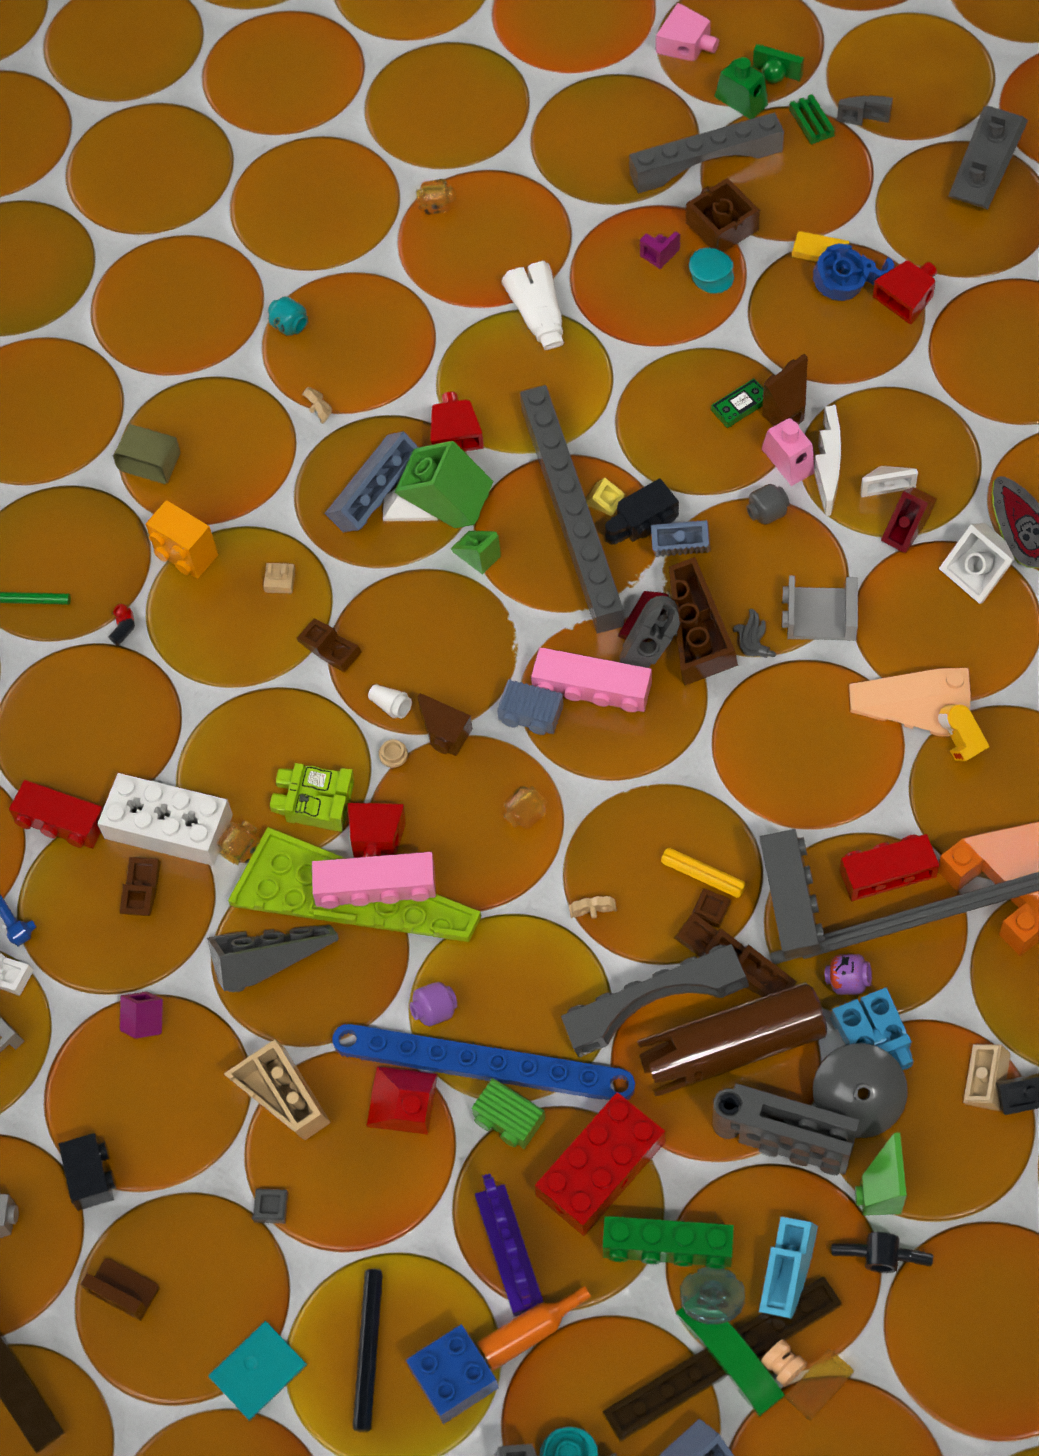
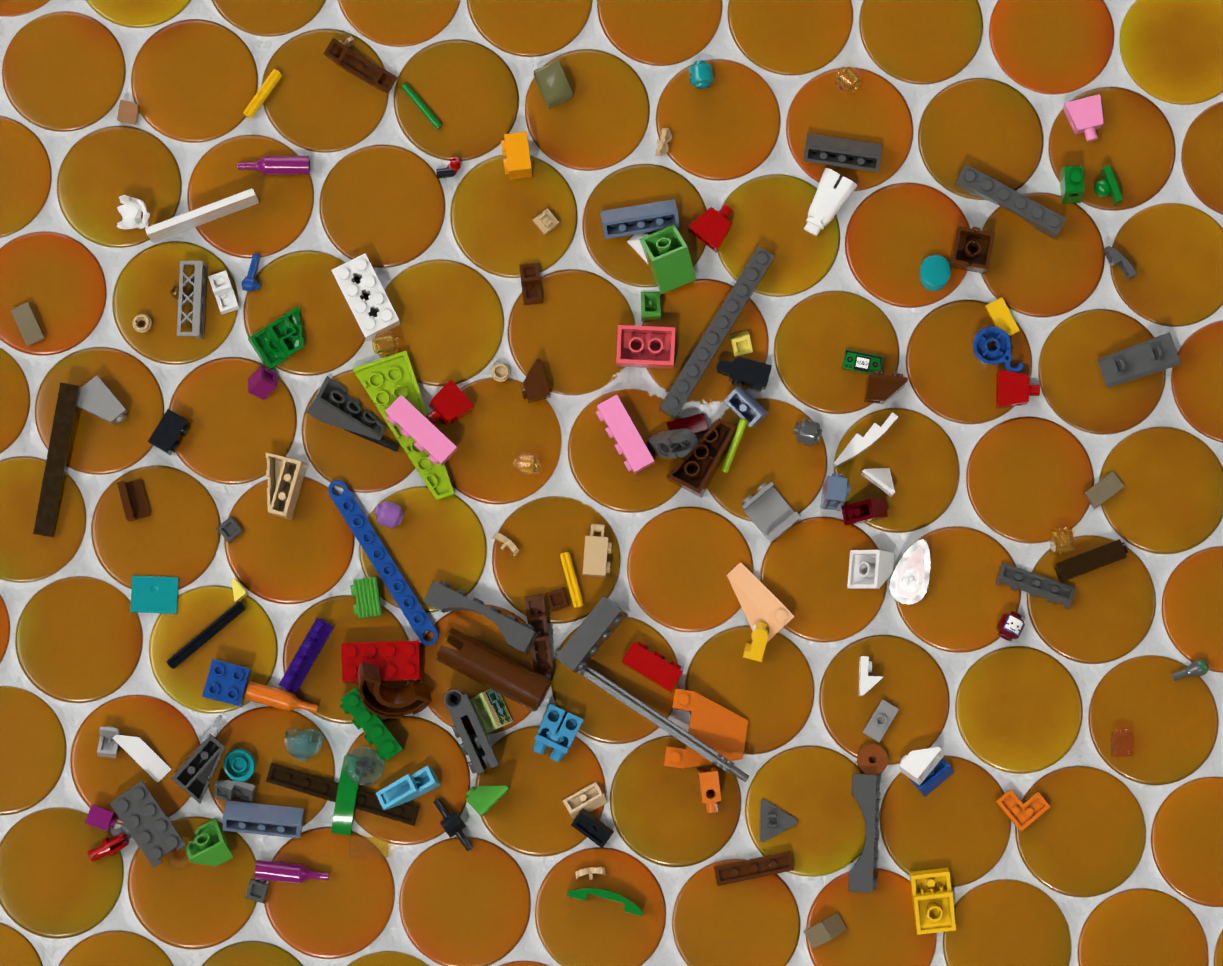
camera: 40 degrees right, 20 degrees up
(56, 814) = (321, 242): red brick -> none
(113, 955) = (279, 339): none -> green slope
(141, 886) = (323, 318): reddish brown slope -> none
(314, 796) = (441, 350): lime hips -> none
(339, 945) = (383, 442): none -> black bar
(353, 1257) = (238, 590): none -> light yellow slope
(391, 701) = (526, 344): white cone -> none
(402, 1100) = (332, 542): red slope -> none
(503, 252) = (842, 152): none -> dark grey brick
(515, 582) = (645, 347): none -> coral brick
(530, 707) = (584, 417): sand blue brick -> none
(616, 1346) = (303, 743): none -> clear light blue cylinder
(659, 249) = (924, 232): magenta panel -> none
(659, 1194) = (388, 701): none -> reddish brown brick
(697, 819) = (595, 553): none -> tan brick
(712, 581) = (734, 445): none -> lime bar
(751, 635) = (725, 489): dark grey piece -> none
(779, 1082) = (491, 710): none -> panel
(783, 1362) = (364, 827): light nougat wheel -> none
(789, 451) = (849, 417): bright pink torso -> none
(804, 104) = (1095, 223): green tile -> none
(848, 974) = (577, 695): medium lavender head -> none
(858, 1067) = (531, 745): dark grey dish -> none
(865, 513) = (834, 492): none -> sand blue brick

